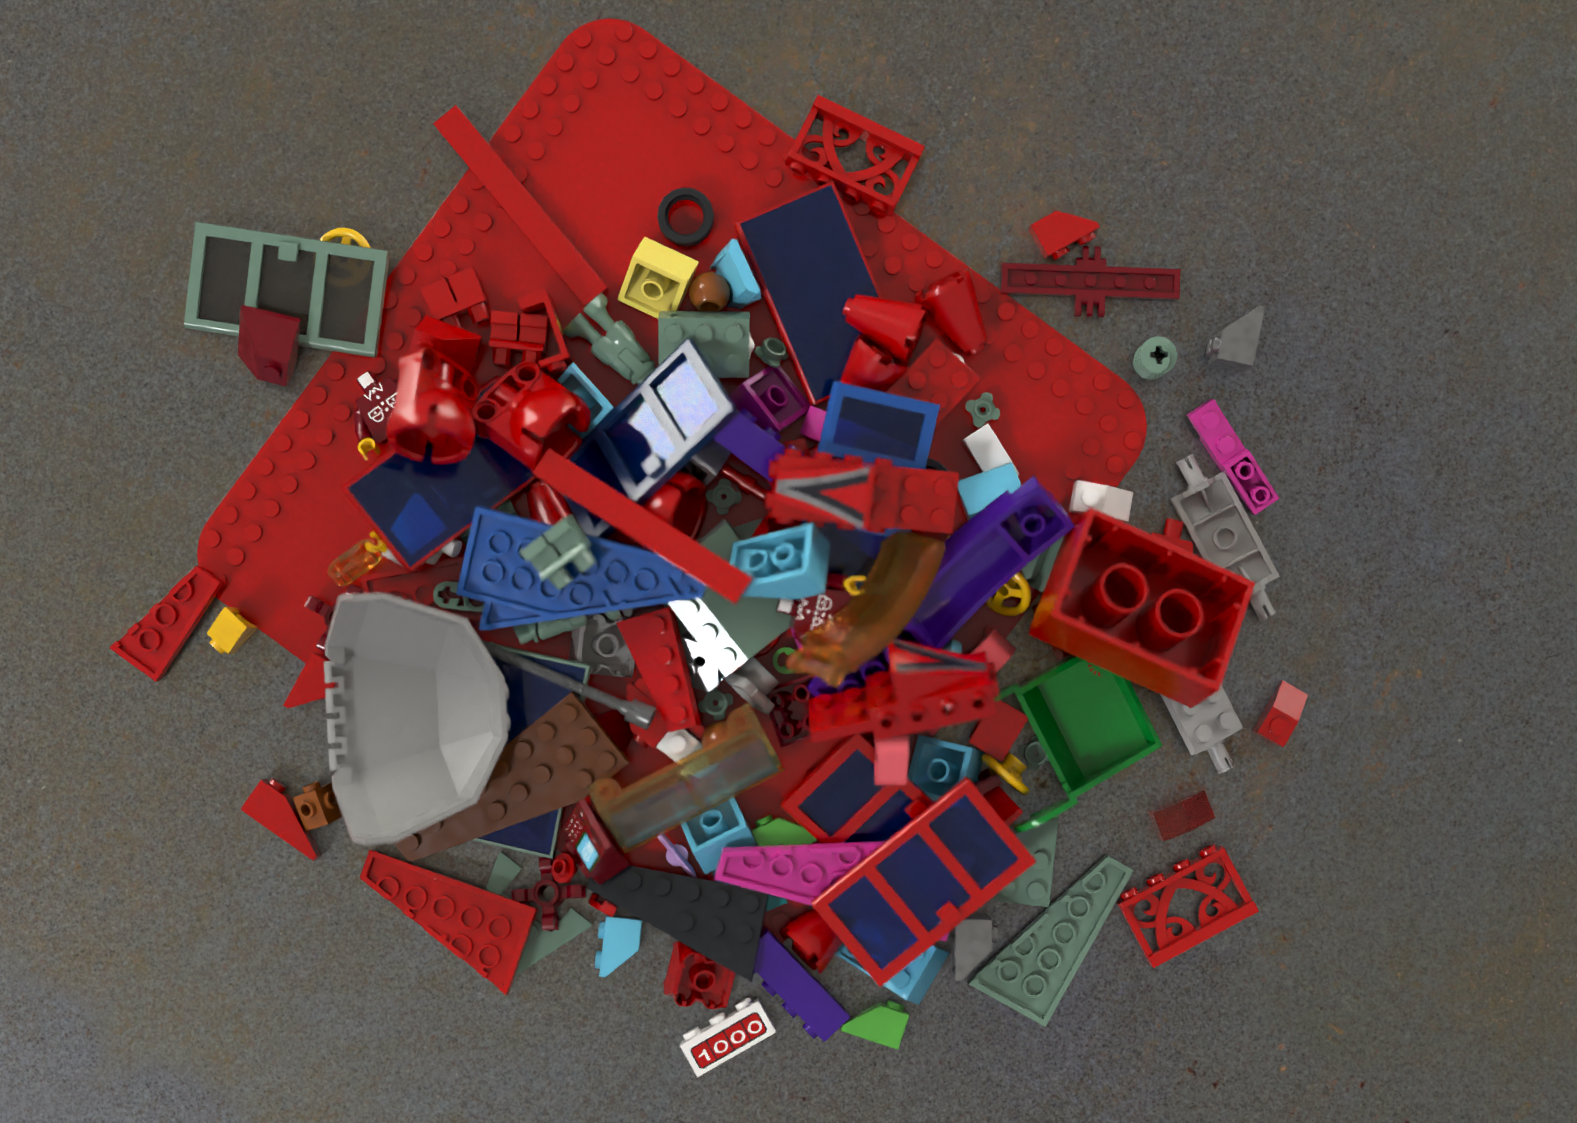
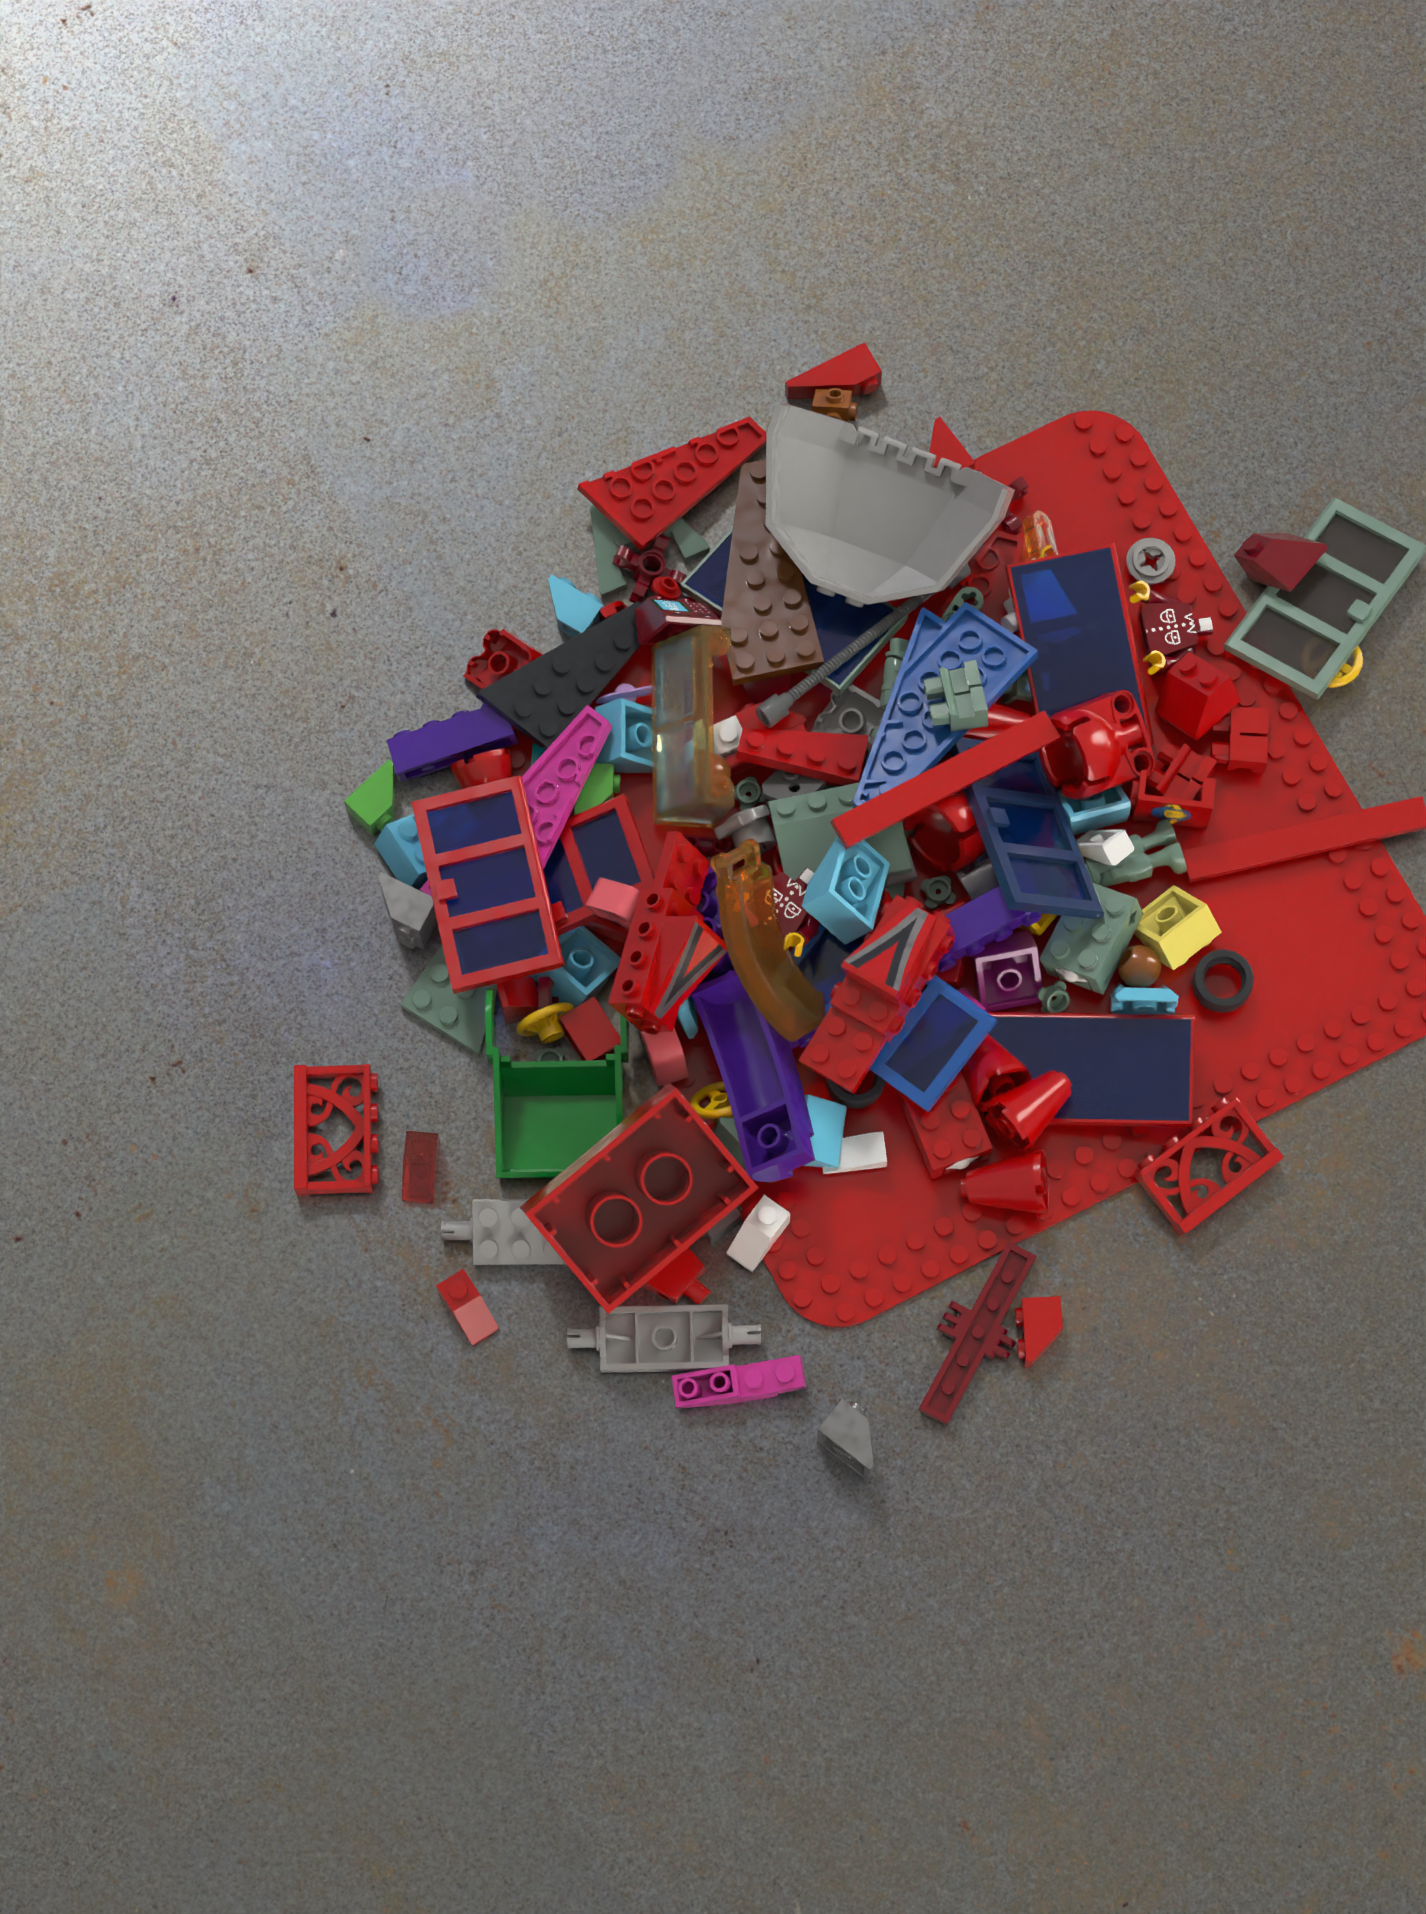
camera: 120 degrees right, 15 degrees down
(161, 634) = (1059, 354): red wing -> none
(230, 631) = (1031, 409): yellow slope -> none
(312, 459) = (1153, 549): none -> light grey gear
(433, 407) = (1149, 656): red piece -> none
(618, 371) = (1105, 845): none -> white slope
(727, 1035) = (437, 663): brick -> none
(985, 401) = (895, 1173): sand green plate -> none
(1045, 956) = (356, 976): sand green wing -> none
(1162, 349) = (864, 1340): sand green piece -> none

